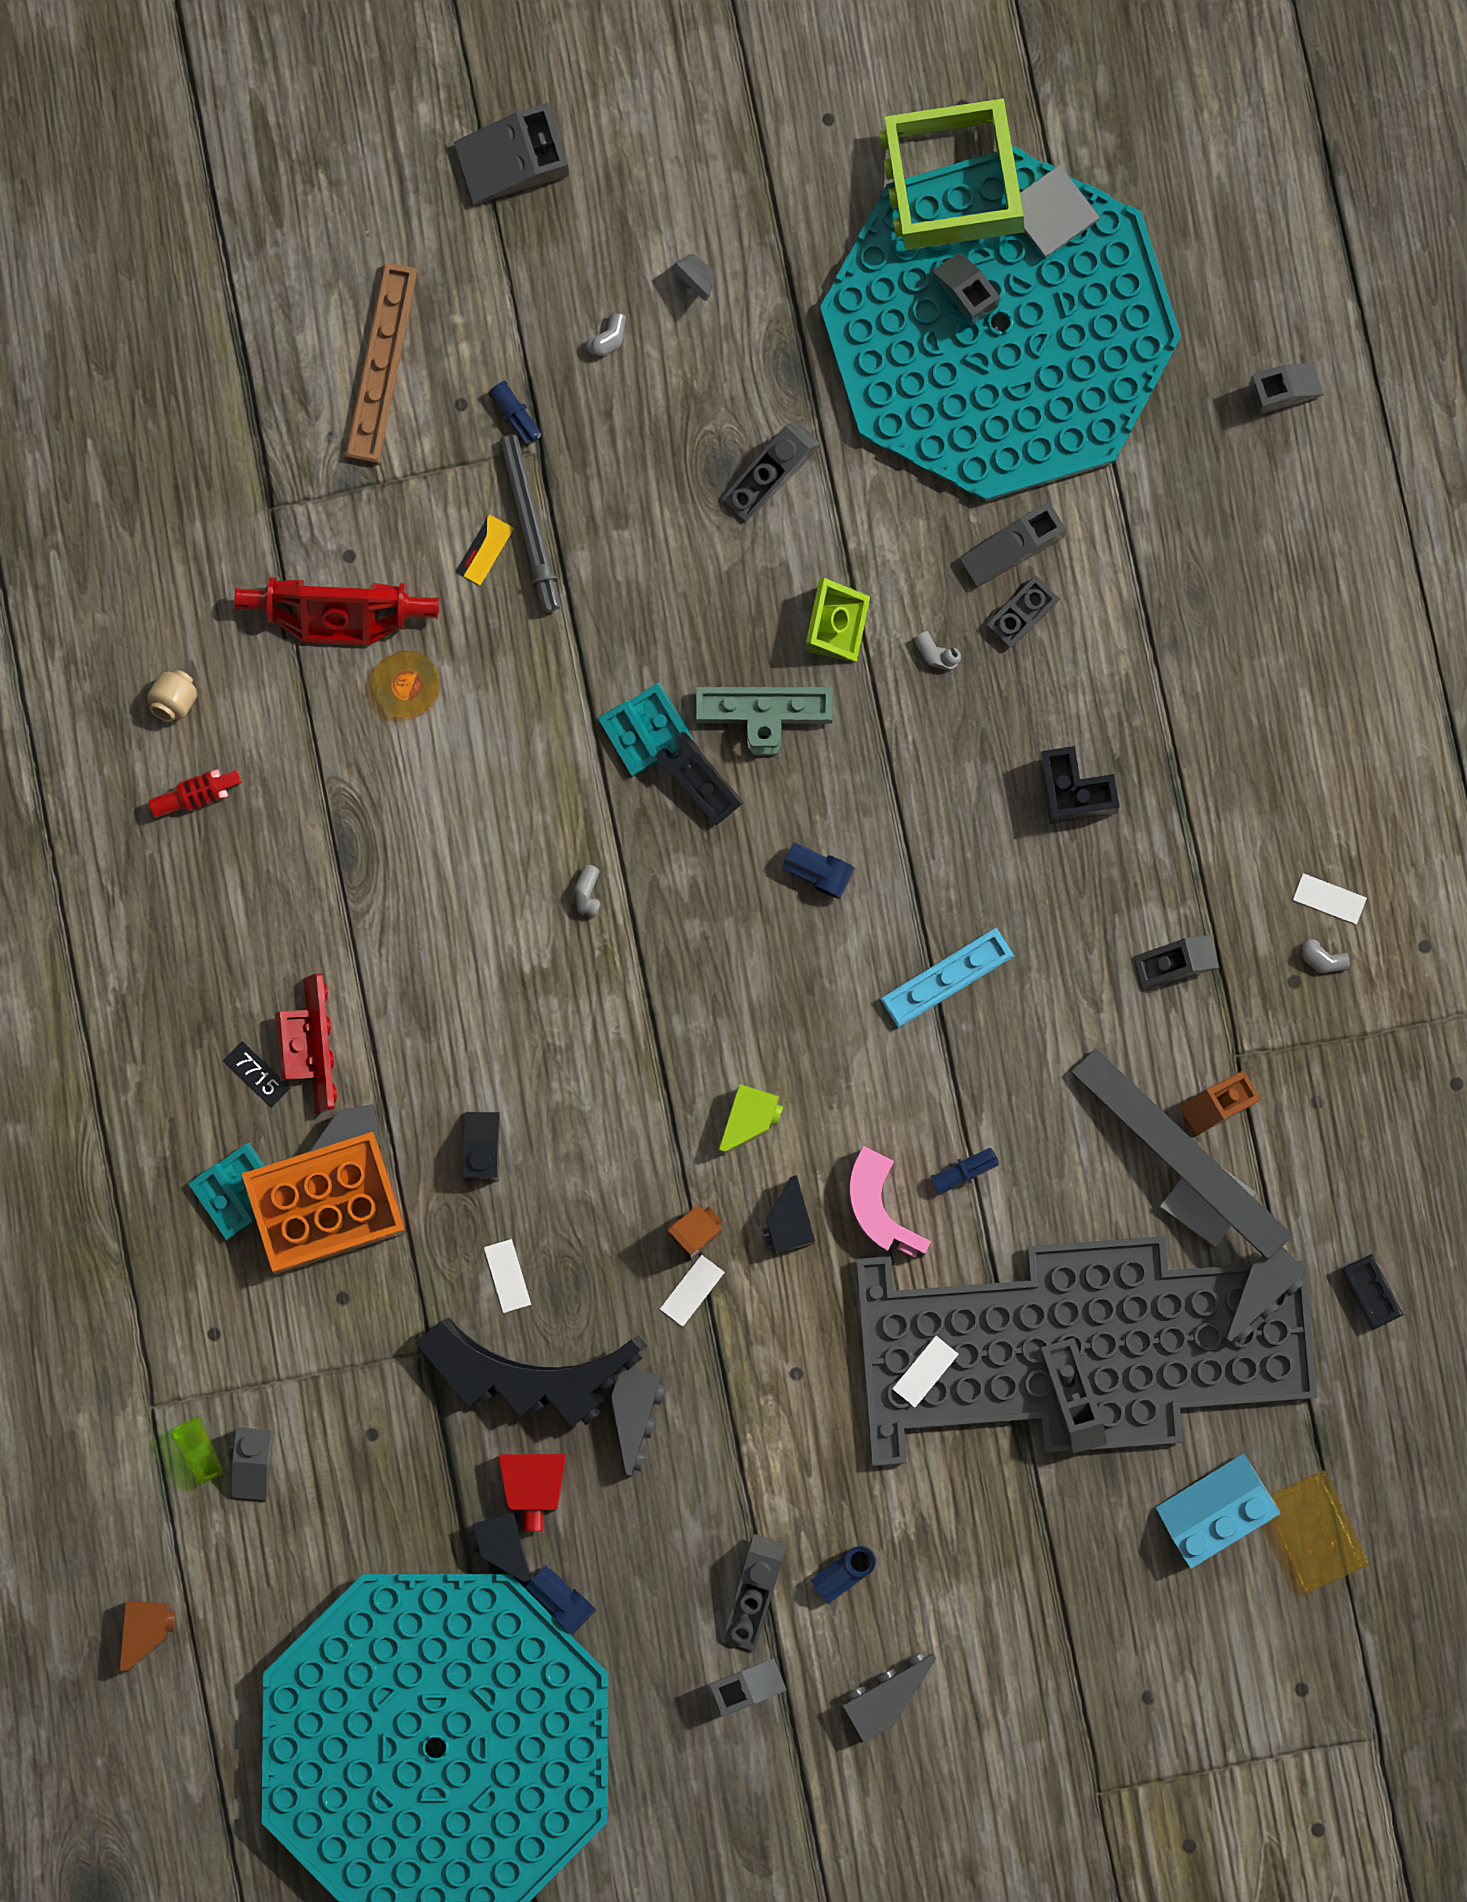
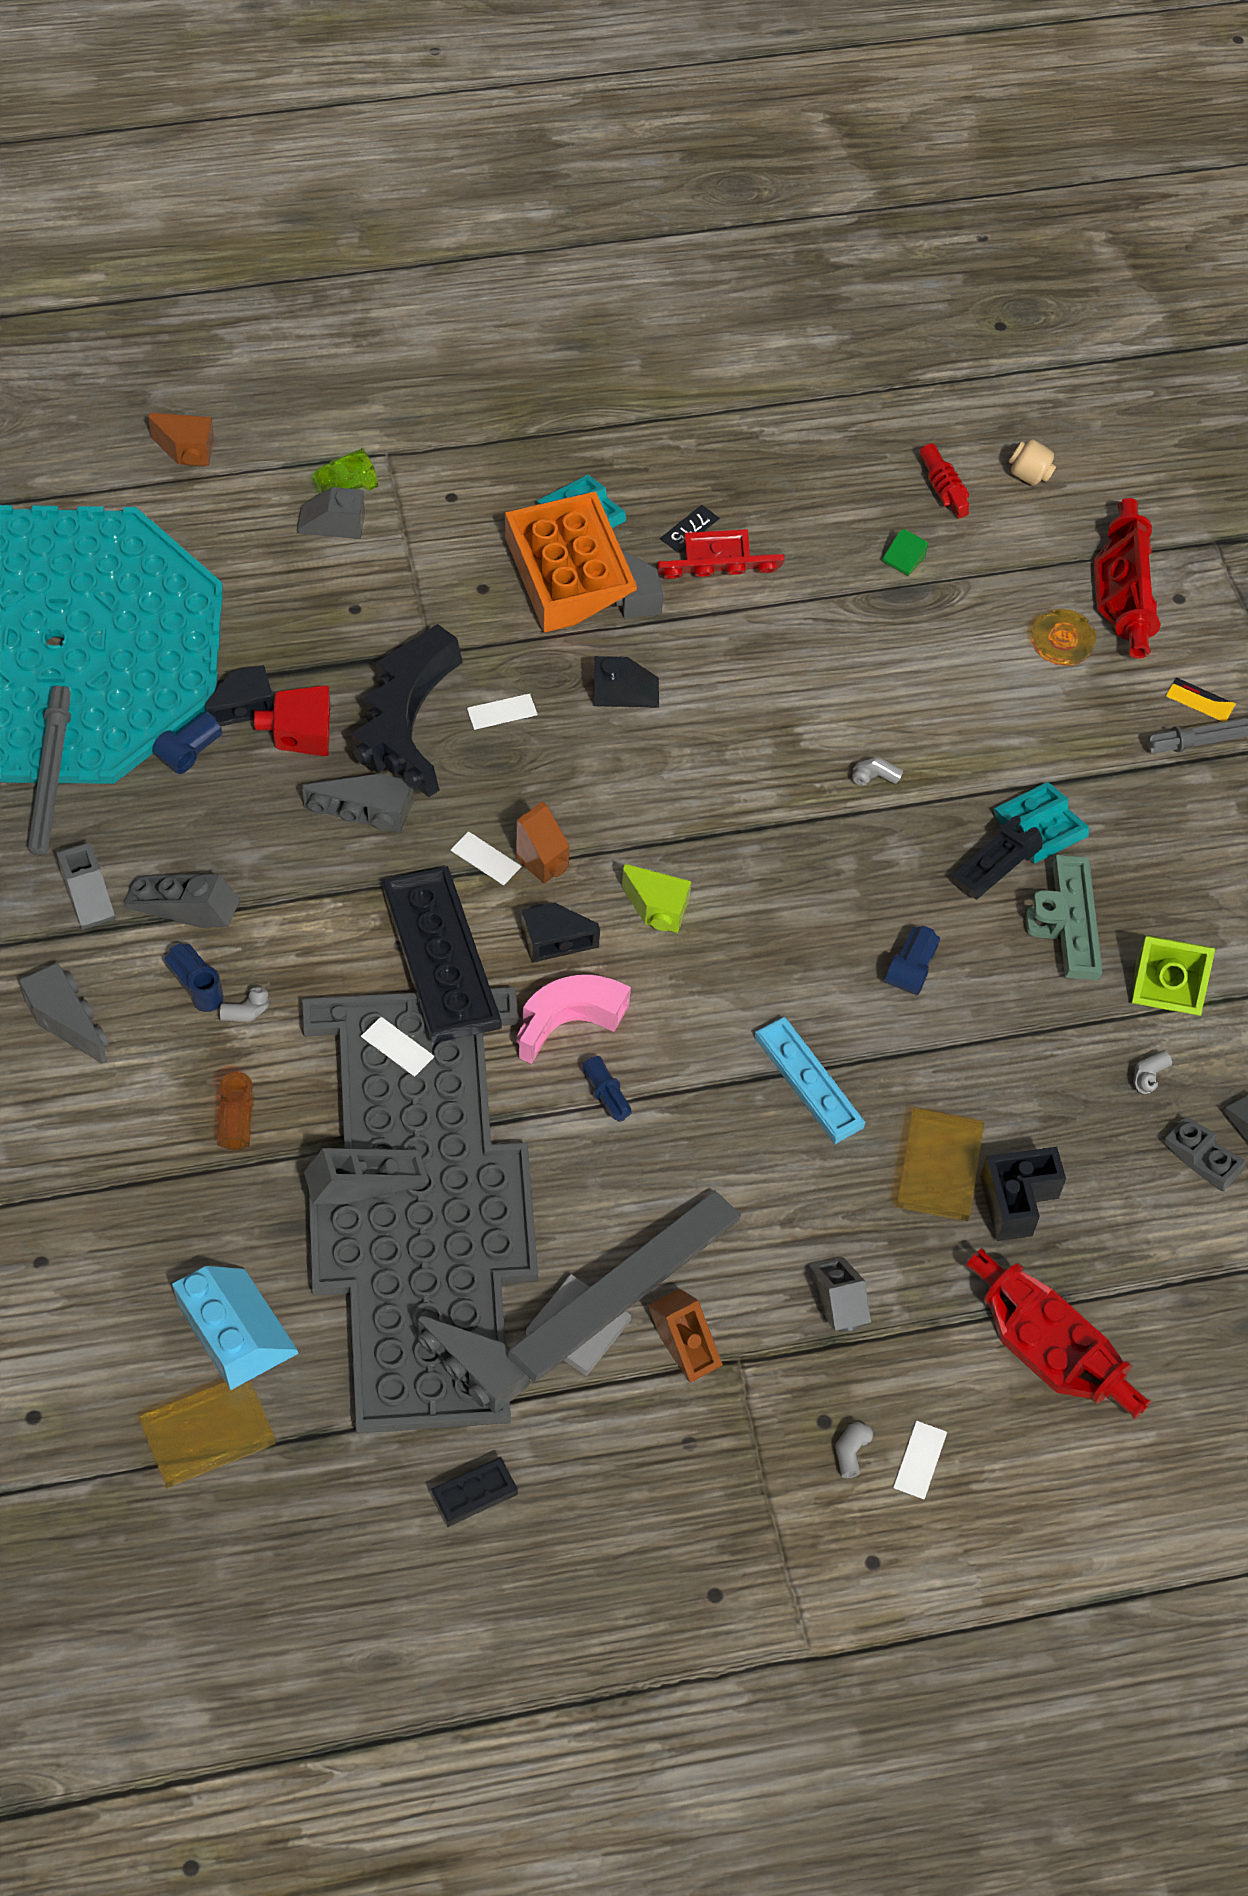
camera: 85 degrees right, 25 degrees down
(297, 843) = (906, 552): none -> green slope
(605, 1736) = (57, 719): none -> dark grey axle
(818, 1332) = (441, 955): none -> black tile
(878, 1518) = (249, 1010): none -> light grey arm
(1000, 1524) = (235, 1113): none -> clear orange piece
(1037, 859) = (940, 1164): none -> clear yellow tile
(1217, 768) = (1054, 1337): none -> red plate

